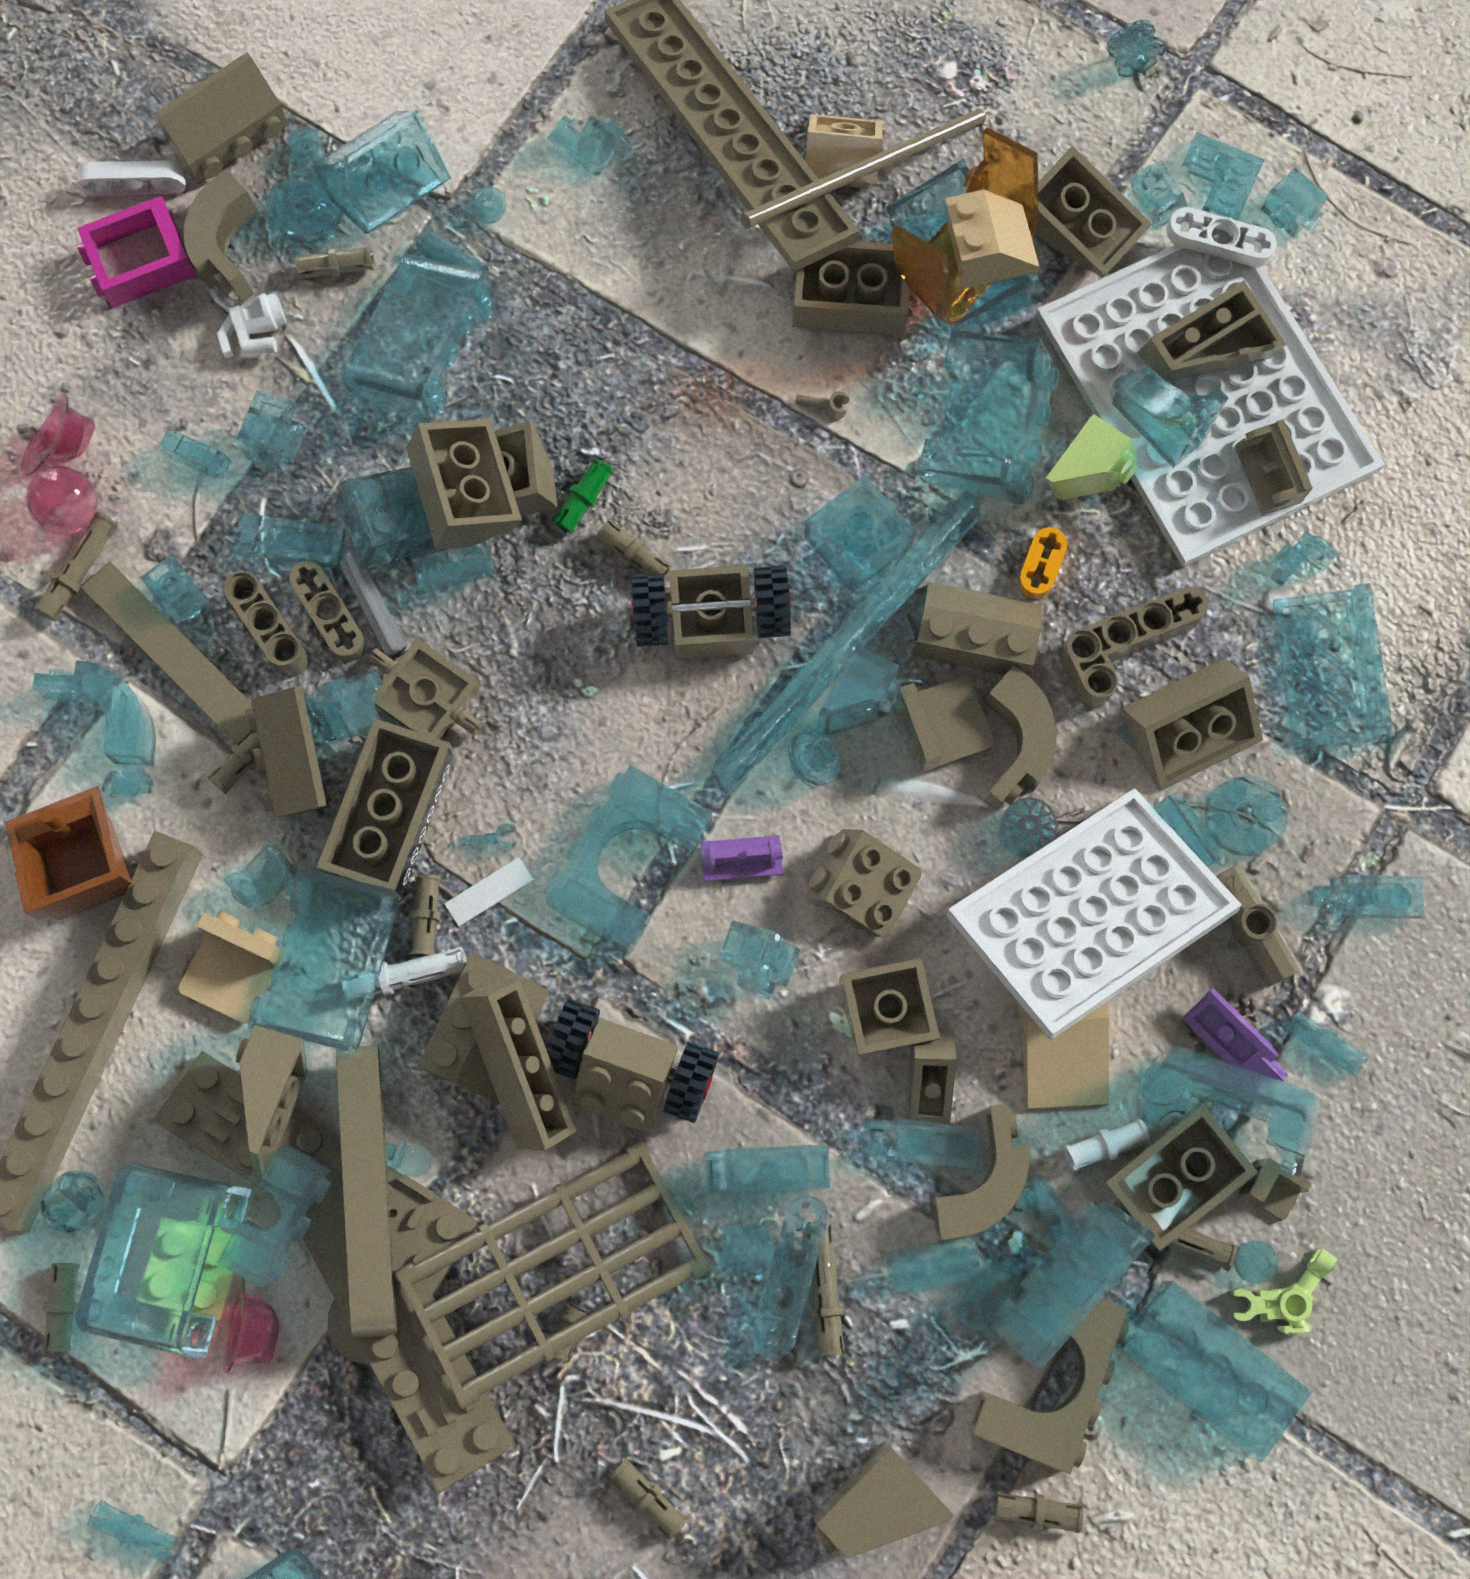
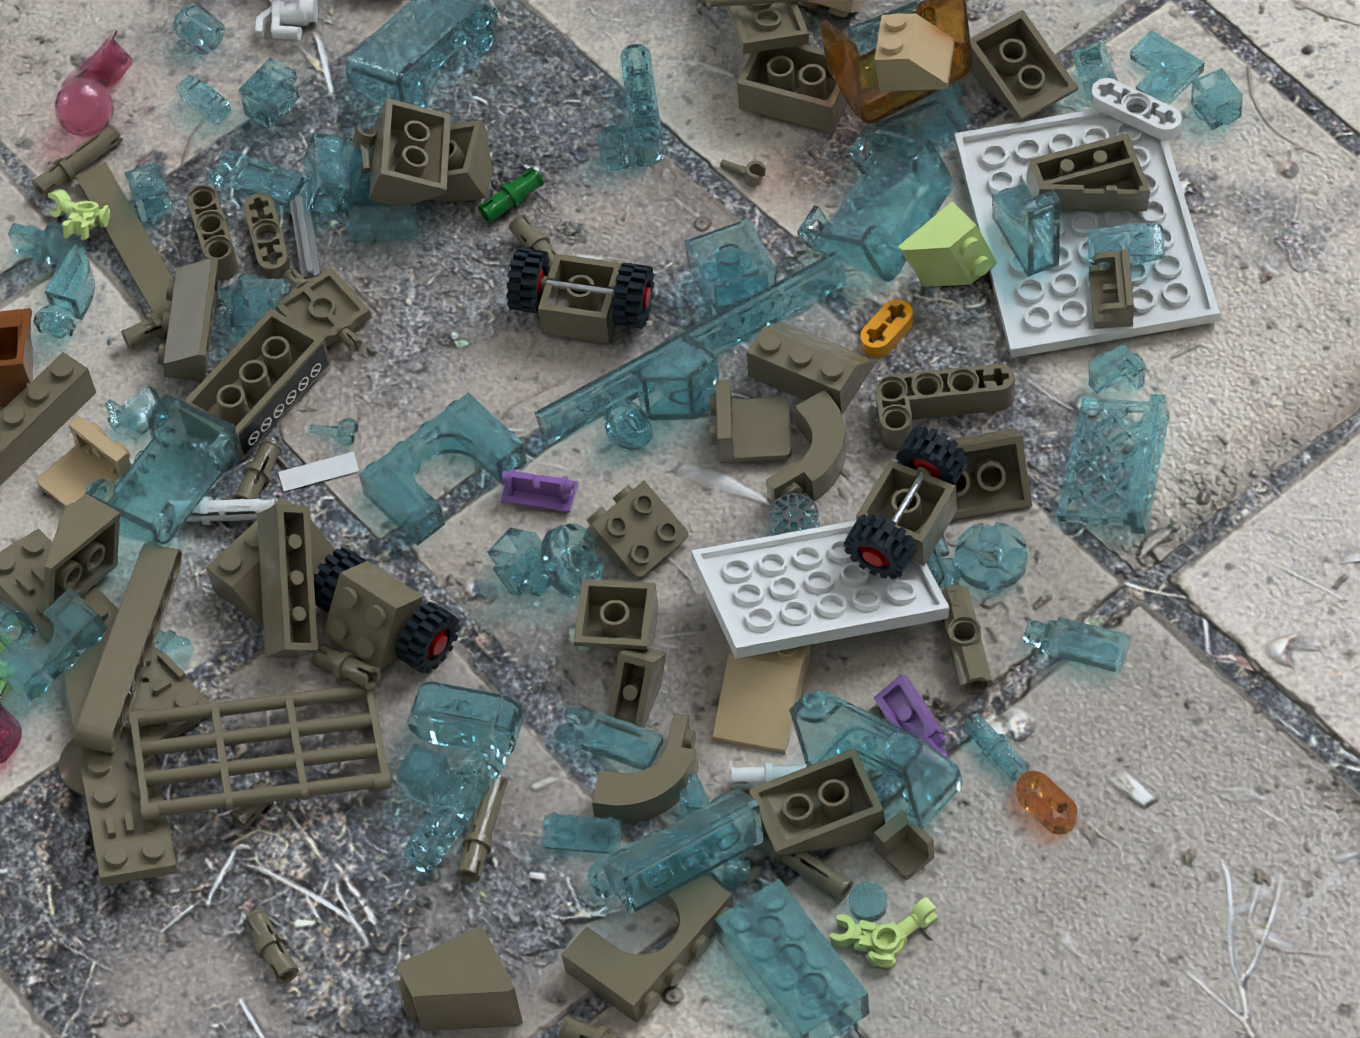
camera: 25 degrees right, 20 degrees down
(111, 640) = (82, 215): none -> yellowish green piece
(156, 364) = (198, 28): none -> clear light blue piece
(404, 478) = (364, 143): none -> dark tan hand
(612, 1136) = (346, 666): none -> dark tan pin
(682, 352) = (640, 140): none -> clear light blue beam
(802, 929) = (556, 563): none -> clear light blue plate
(1166, 801) = (908, 505): none -> brick
(1267, 406) = (1143, 242): none -> clear light blue slope
(1402, 1085) = (1052, 797): none -> clear orange beam

